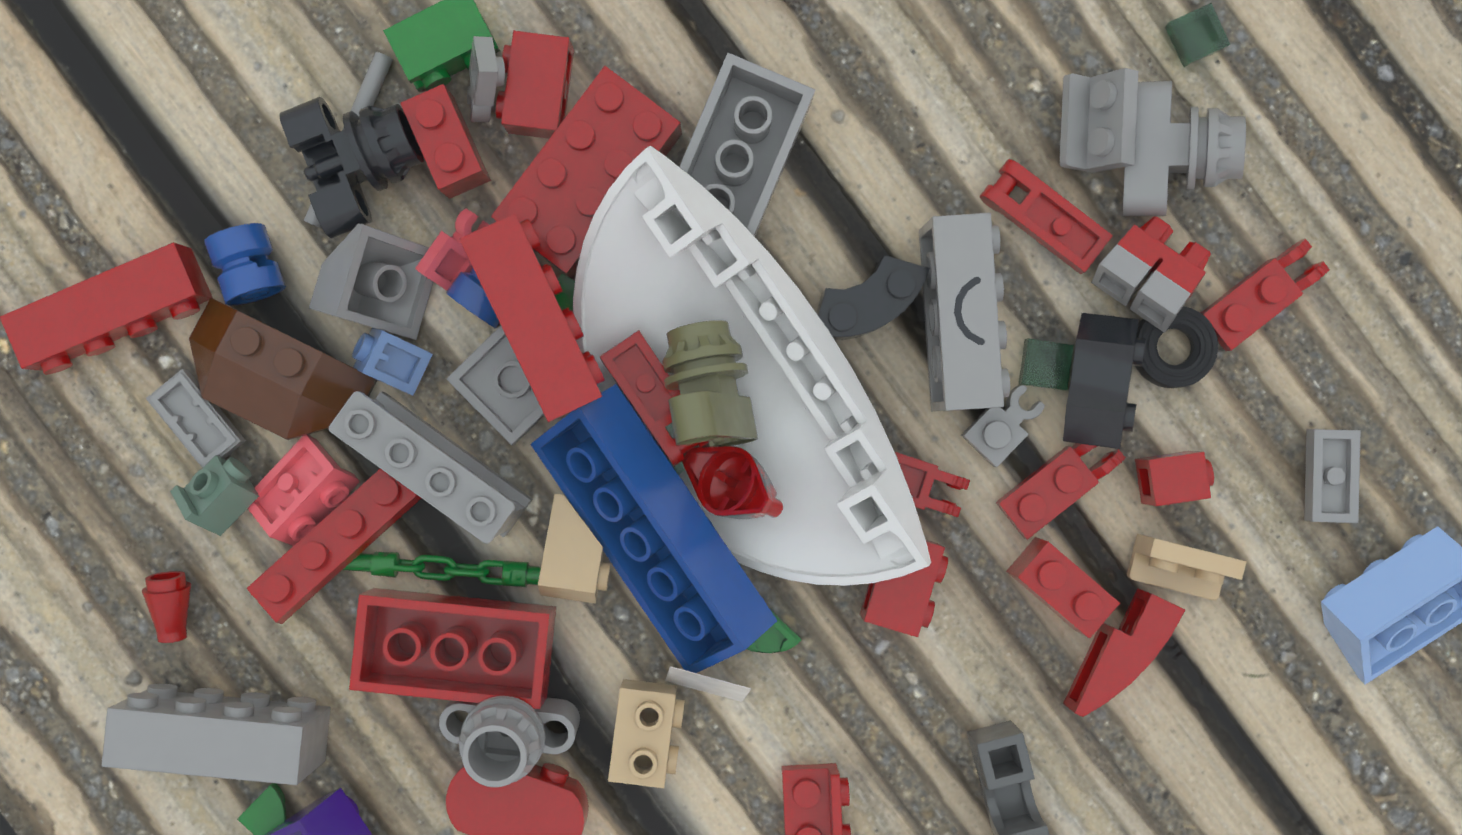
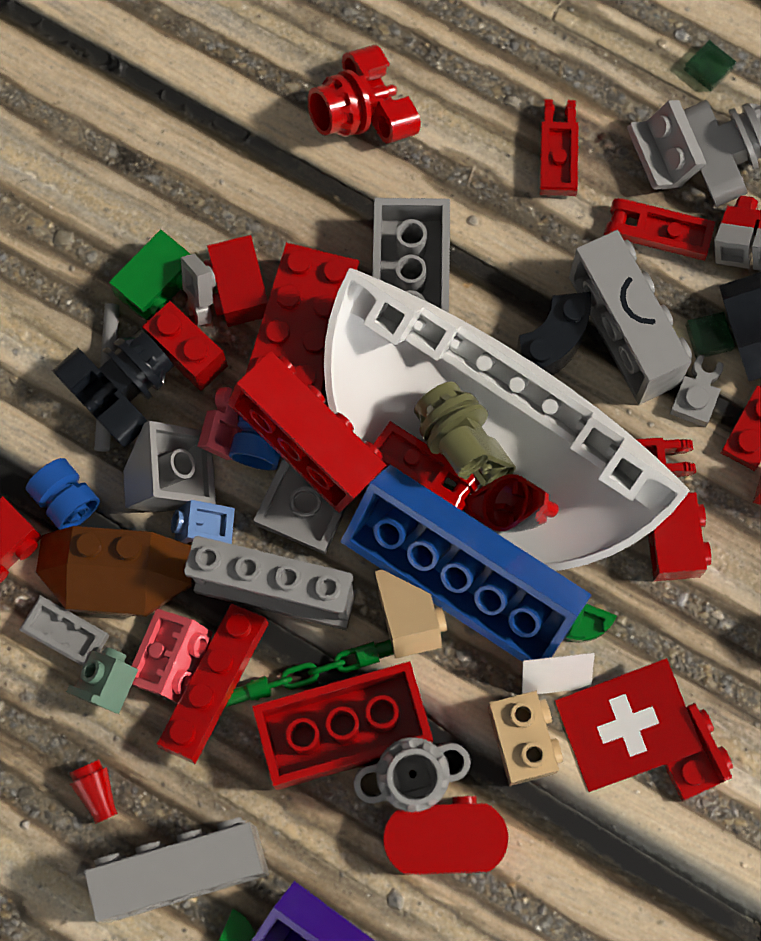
camera: 20 degrees left, 15 degrees down
(762, 762) = (628, 725): none -> red sticker
(972, 73) = (559, 152): none -> red hinge

